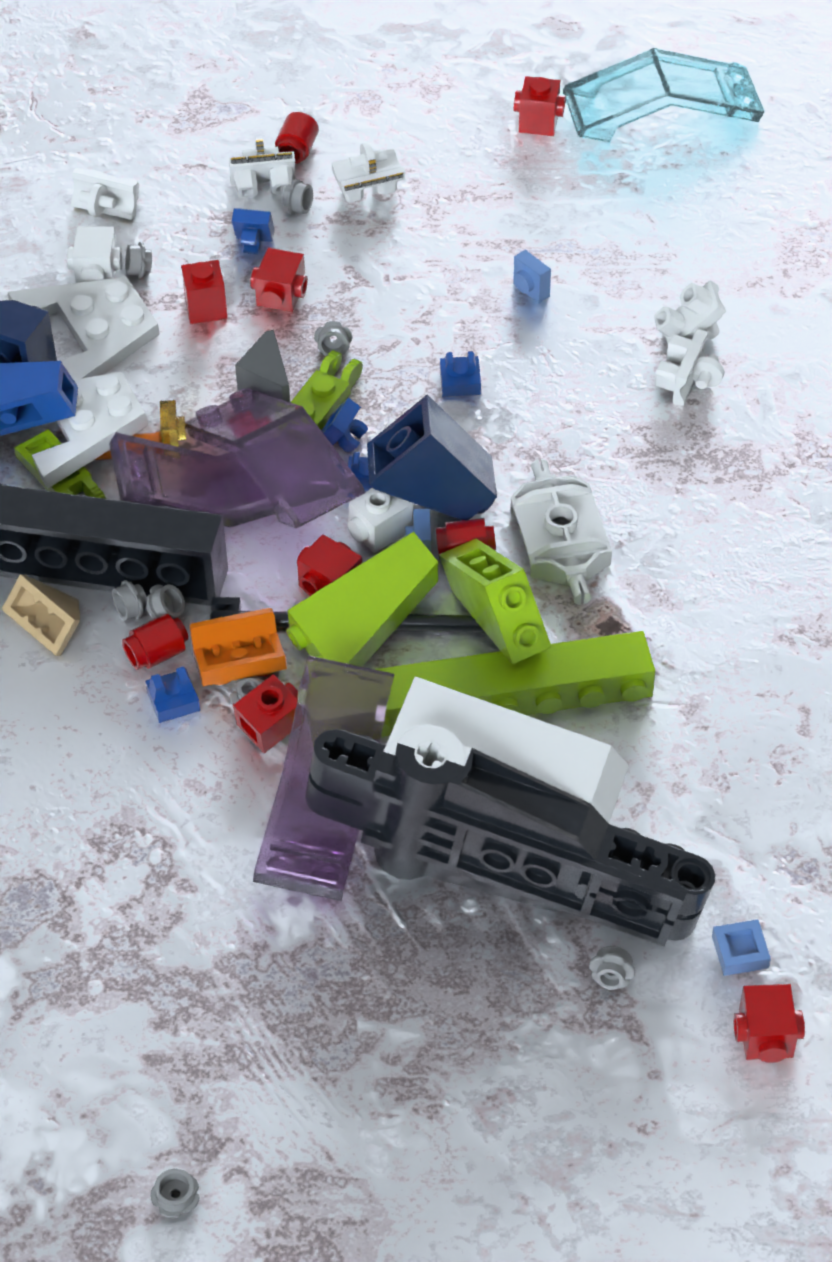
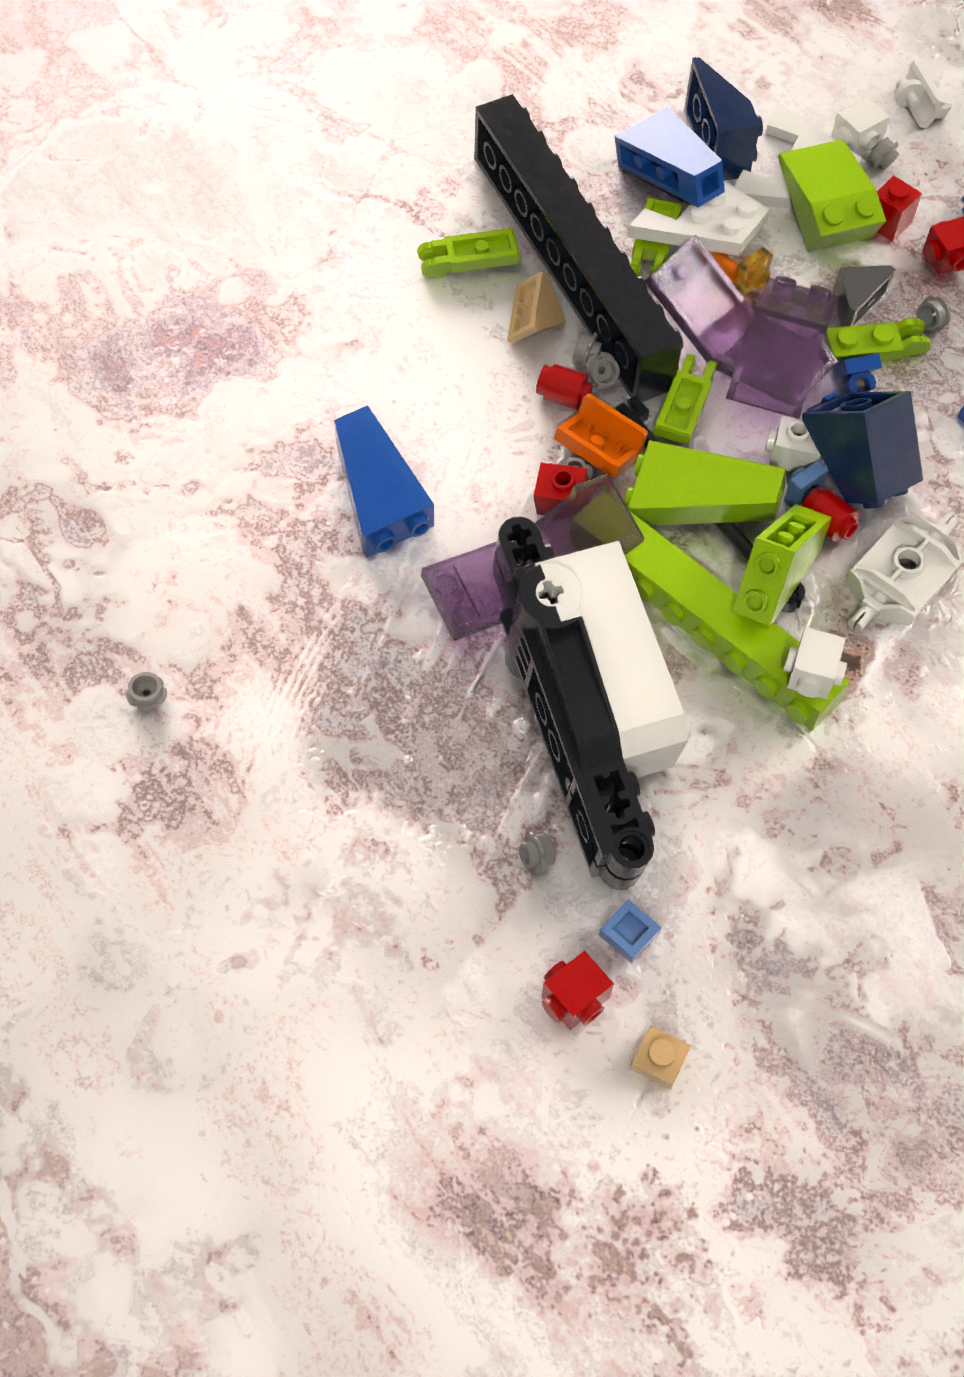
camera: 50 degrees right, 10 degrees up
(122, 852) = (380, 484): none -> blue slope
(150, 320) = (831, 195): none -> lime slope
(172, 695) = (533, 427): blue tile -> none
(259, 567) = (685, 402): none -> lime hinge
(324, 563) = (723, 438): red brick -> none
(615, 638) = (816, 664): none -> white brick

